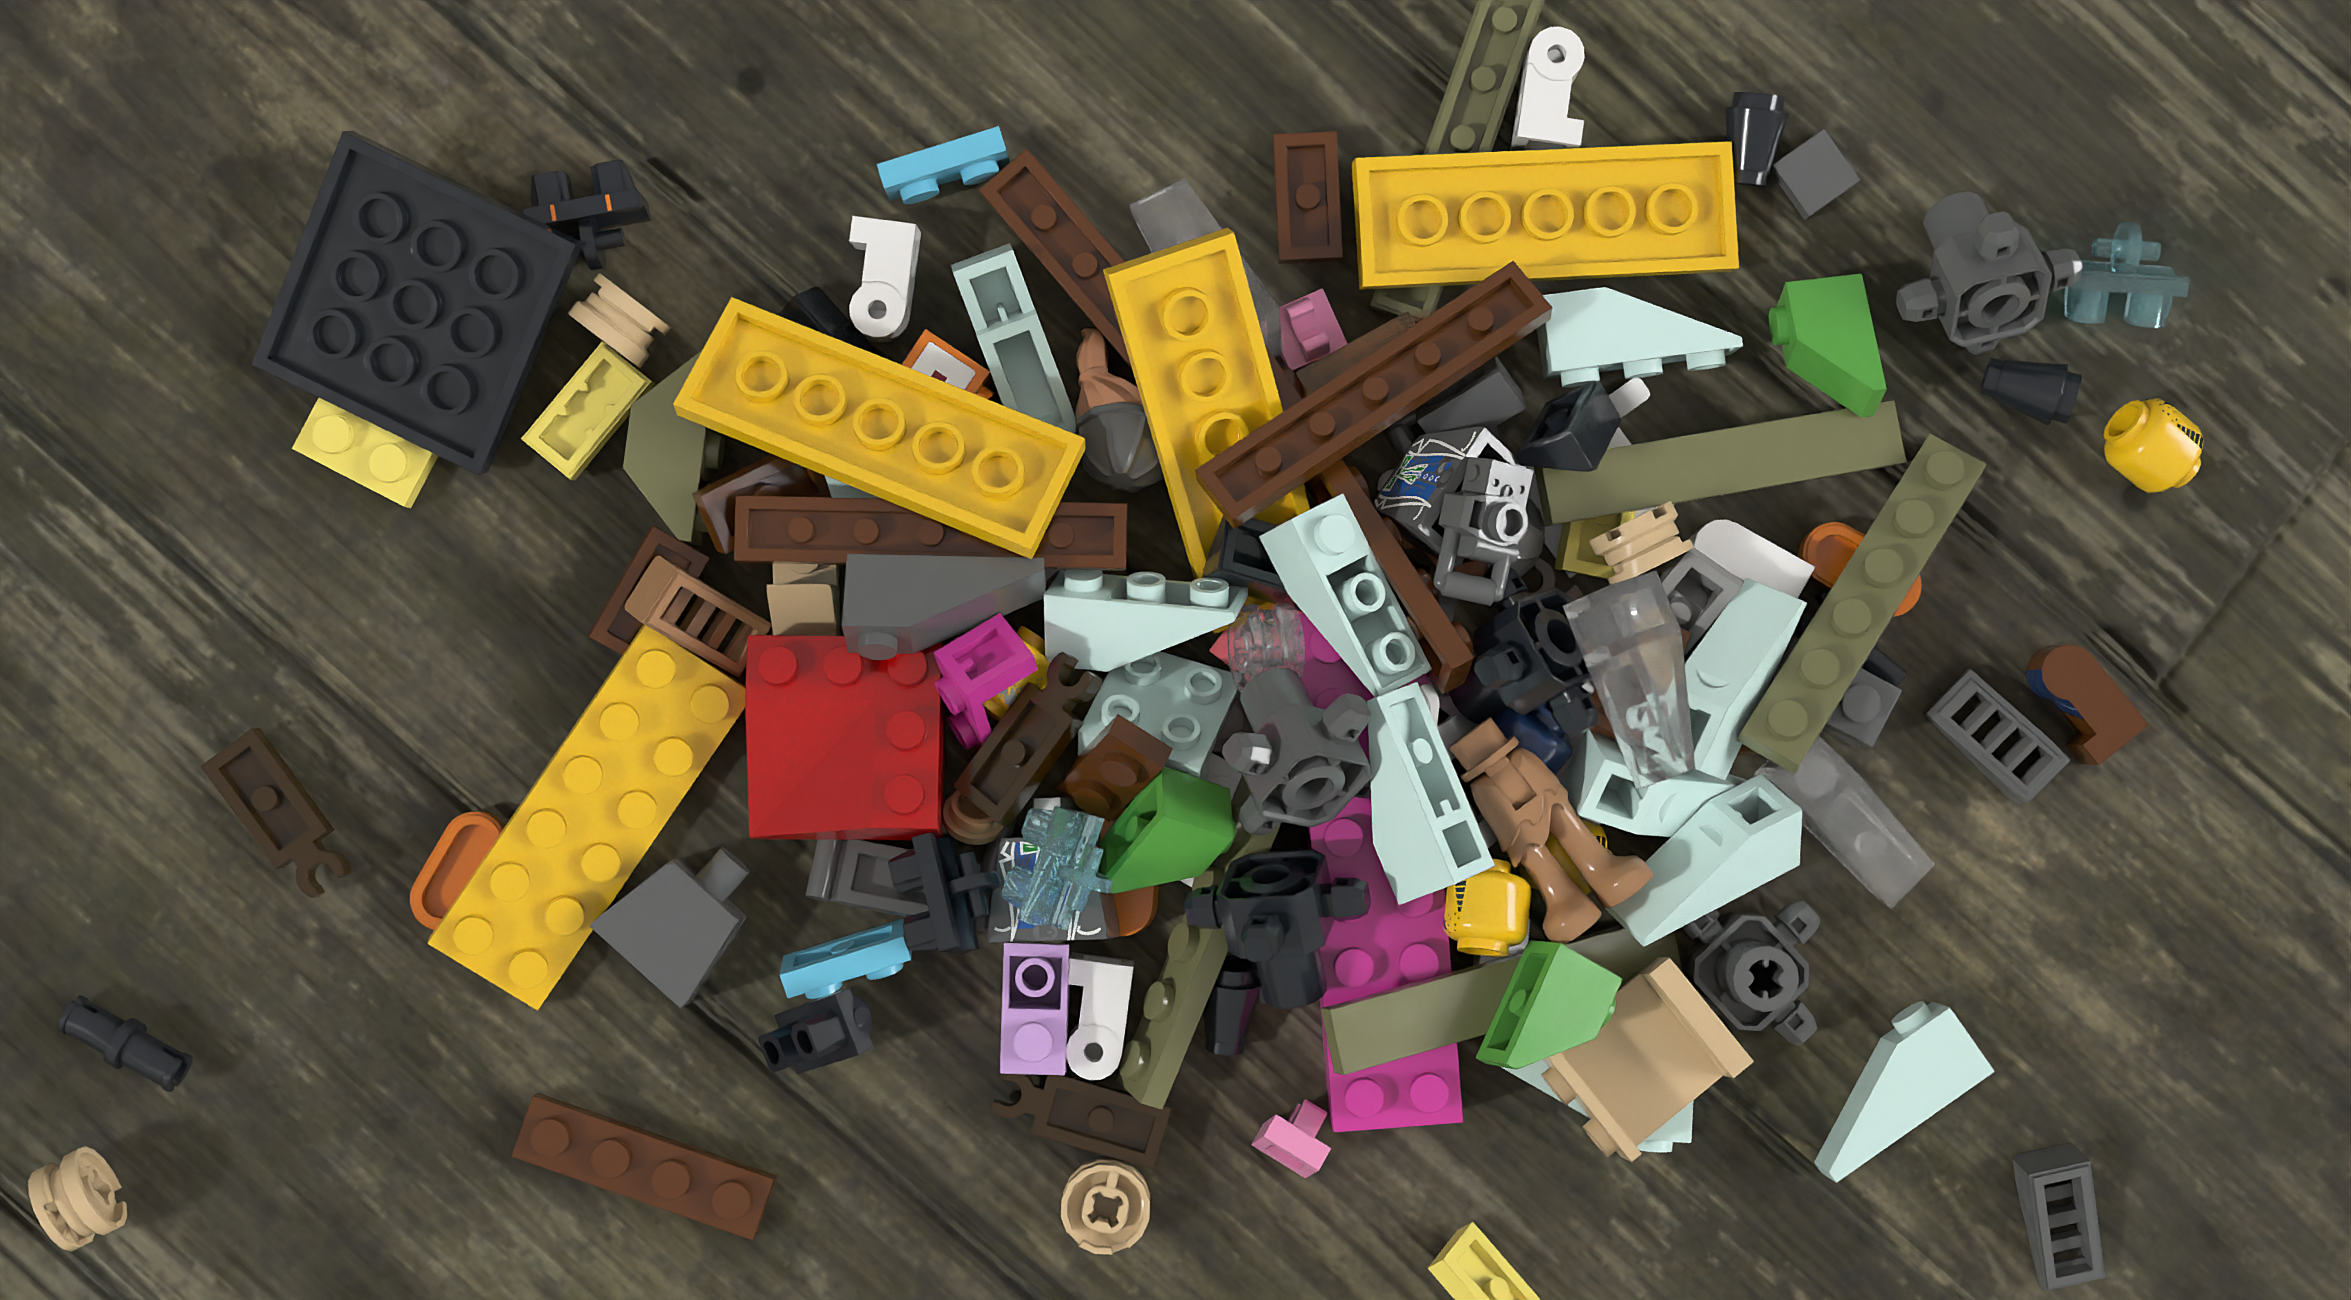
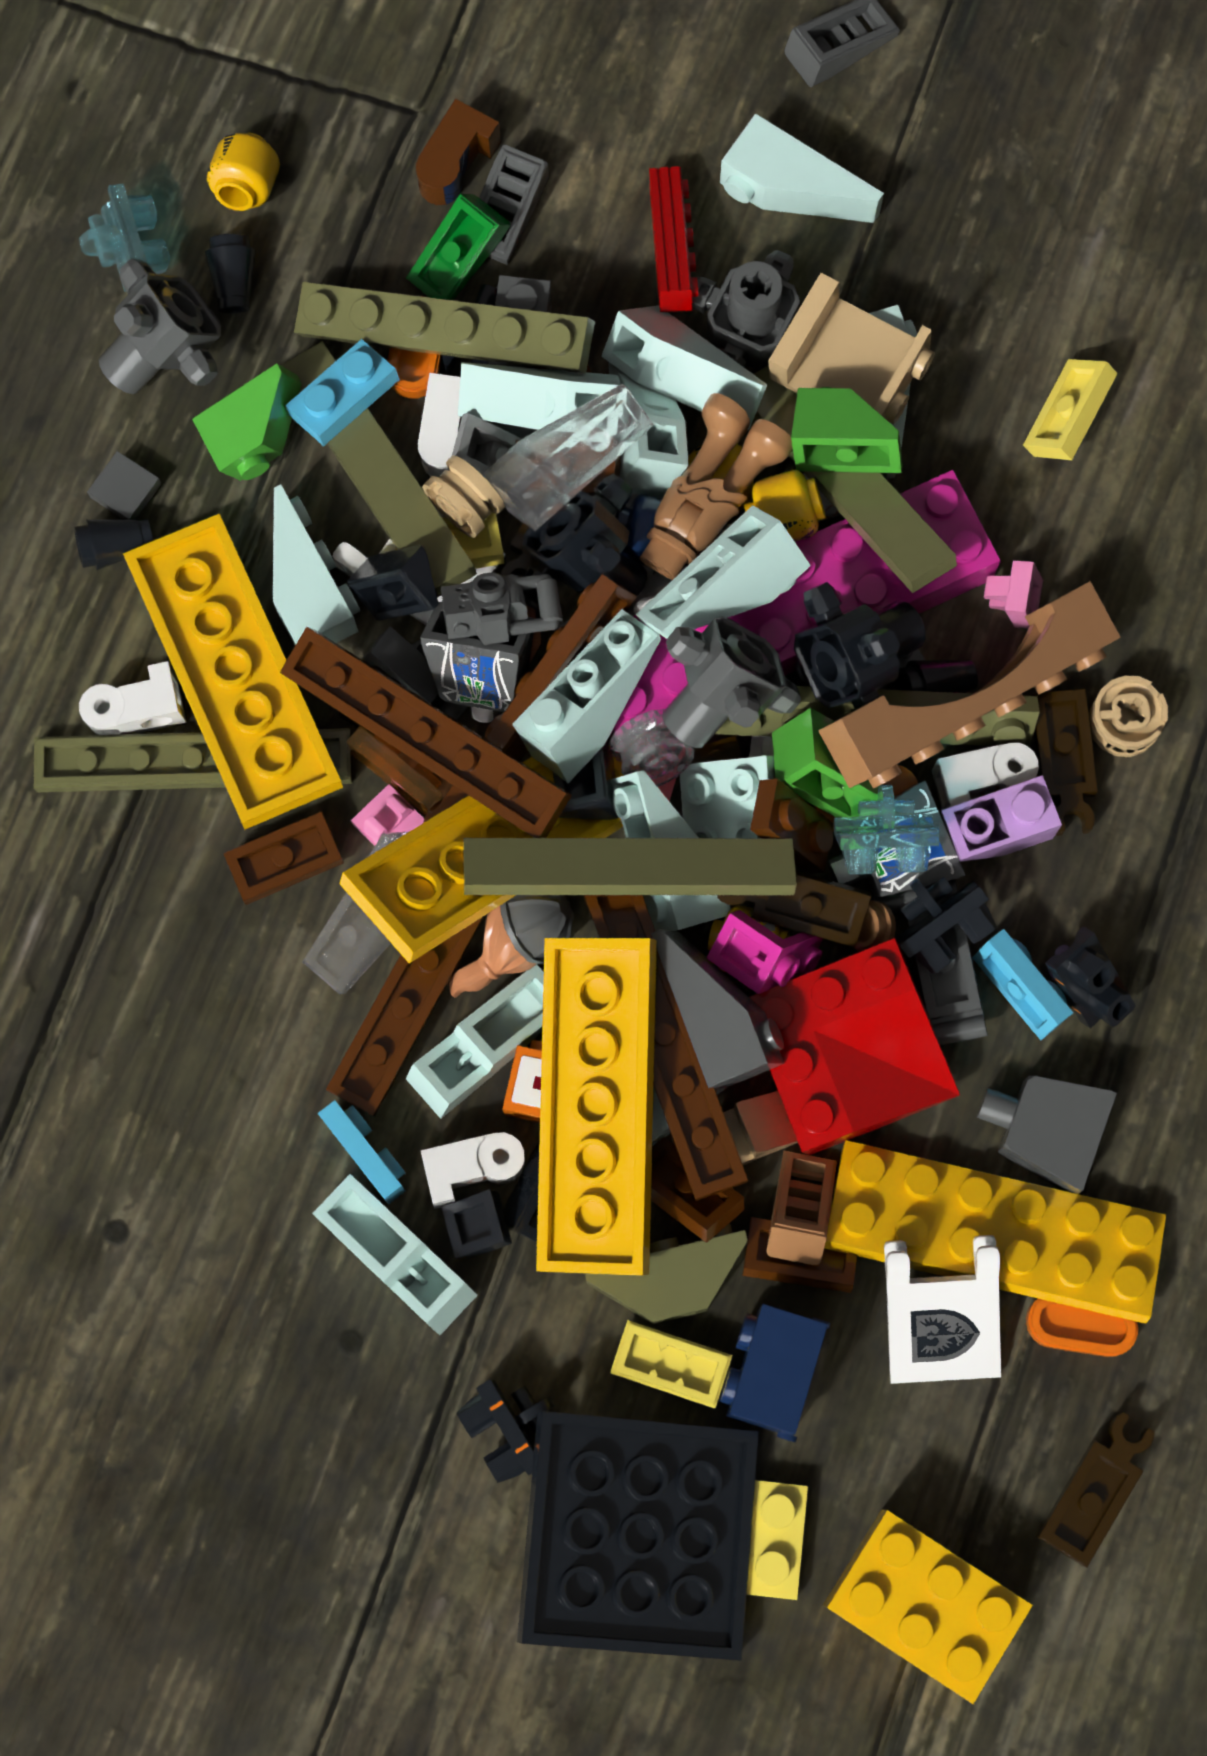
camera: 105 degrees left, 10 degrees down
(227, 580) = (927, 1605): none -> yellow brick
(512, 718) = (943, 1323): none -> white flag
(527, 515) = (775, 1369): none -> dark blue brick
(618, 320) = (588, 1363): tan wheel -> none
(816, 258) = (476, 1225): none -> black plate
(819, 159) = (395, 1254): none -> light aqua slope
(1126, 560) = (628, 866): none -> olive tile
(1218, 1167) = (881, 735): none -> medium nougat arch
(1829, 458) = (342, 392): none -> medium azure plate
(1852, 822) = (611, 280): clear slope -> none
(1875, 913) = (672, 239): none -> red piece
(1961, 661) = (458, 248): none -> green slope

